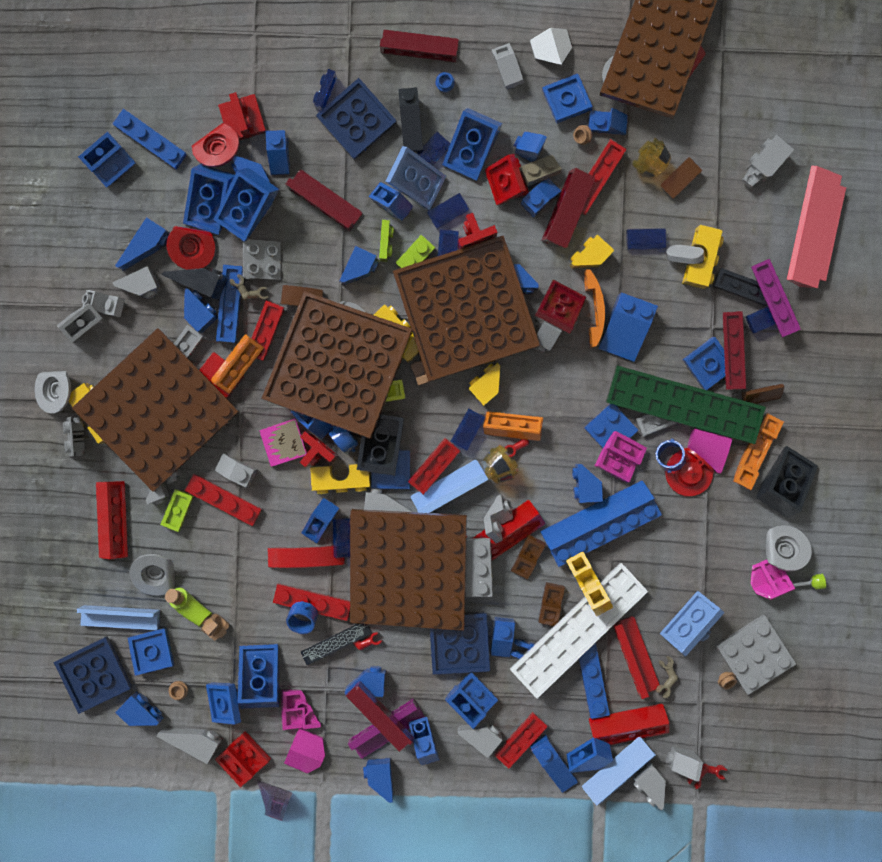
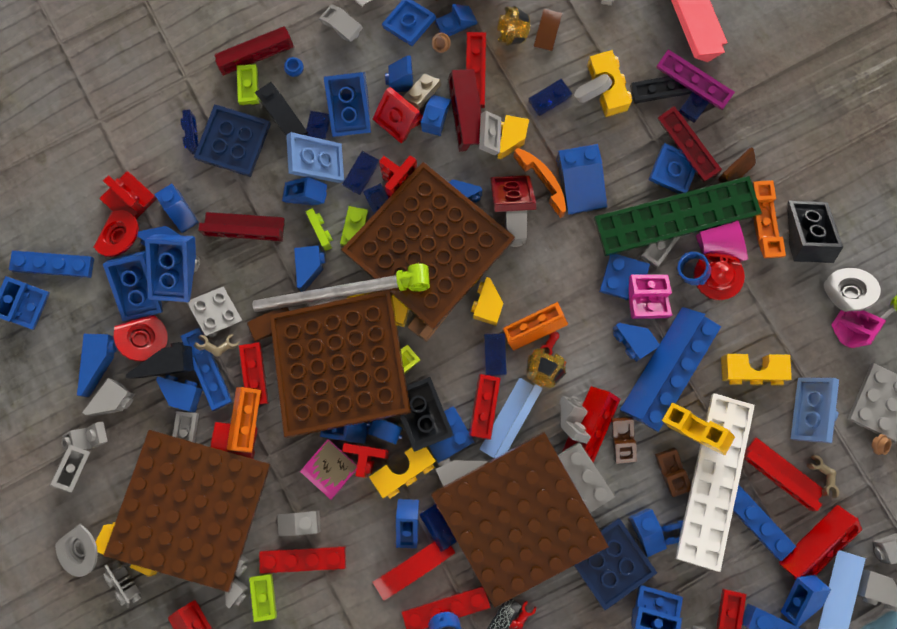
camera: 30 degrees left, 10 degrees down
(396, 75) = (247, 84): none -> lime plate
(437, 332) = (415, 279): none -> flat silver piece
(574, 243) = (490, 133): none -> light grey plate
(682, 573) = (774, 369): none -> yellow arch

